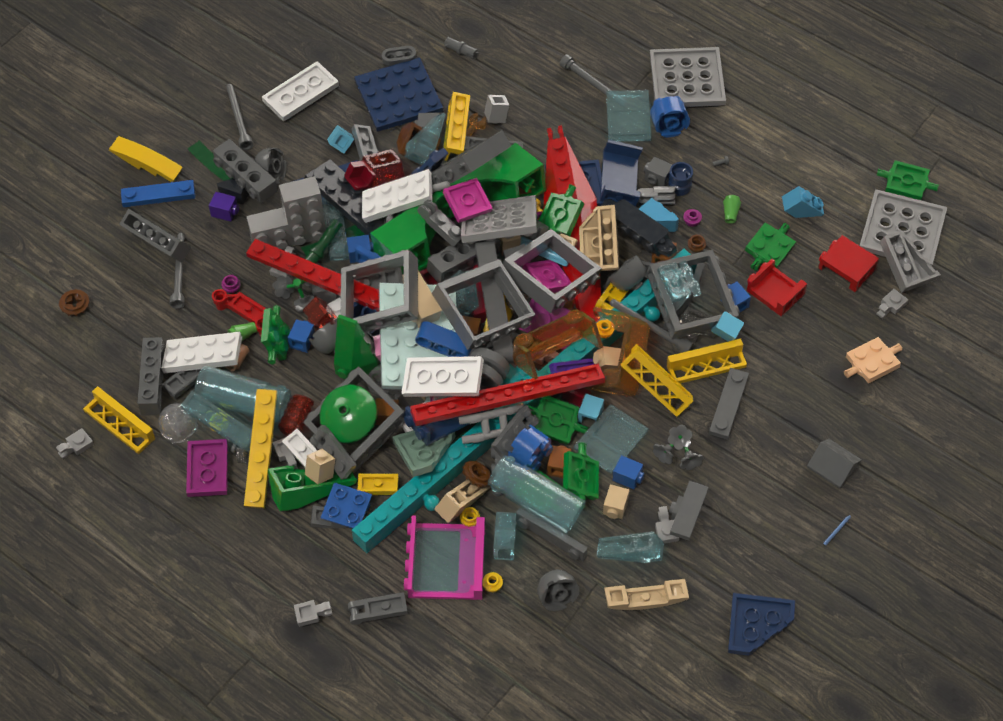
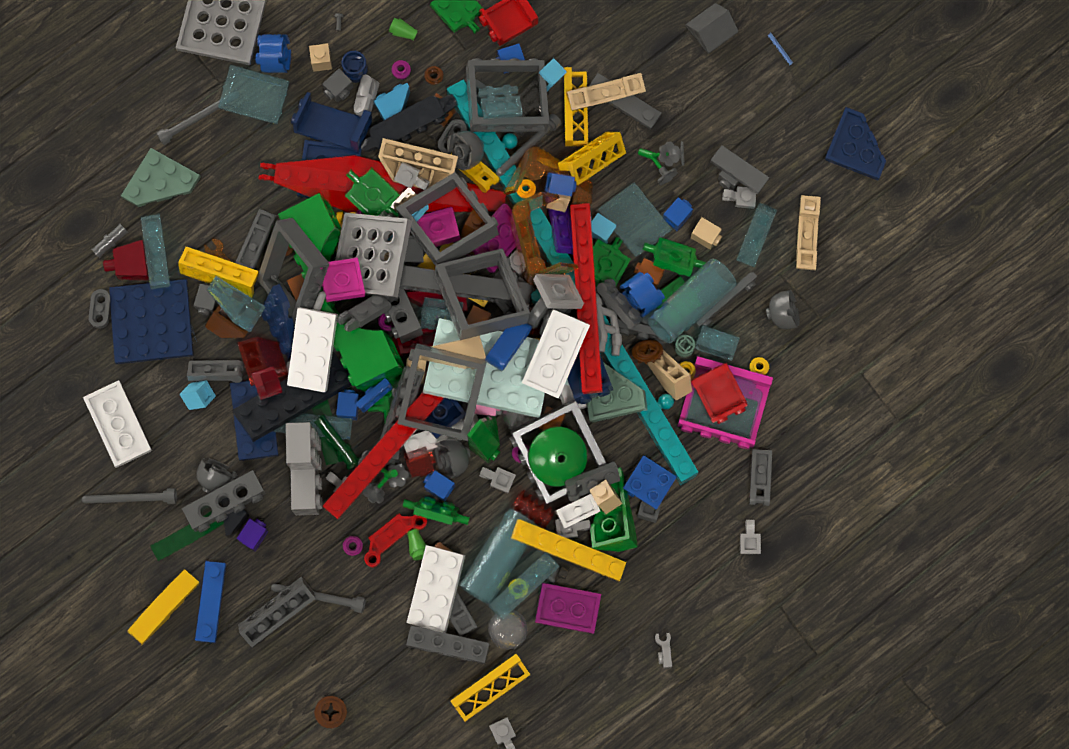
camera: 75 degrees left, 20 degrees up
(177, 561) = (664, 656): none -> light grey plate
(320, 383) = (500, 479): none -> light grey plate
(378, 483) = (629, 448): yellow plate -> none
(446, 65) = (129, 262): none -> dark red torso
(453, 546) = (720, 393): none -> red panel
(459, 78) = (155, 251): none -> clear light blue plate
(490, 507) = (684, 350): none -> sand green wheel
(496, 109) = (210, 224): light grey brick -> none
(504, 363) = (558, 291): none -> light grey plate
(527, 69) = (159, 180): none -> sand green plate
(585, 235) = (409, 176): none -> light grey plate
(614, 346) = (560, 184): none -> blue brick
(680, 151) = (320, 57): none -> tan brick
(727, 377) = (606, 92): none -> tan slope

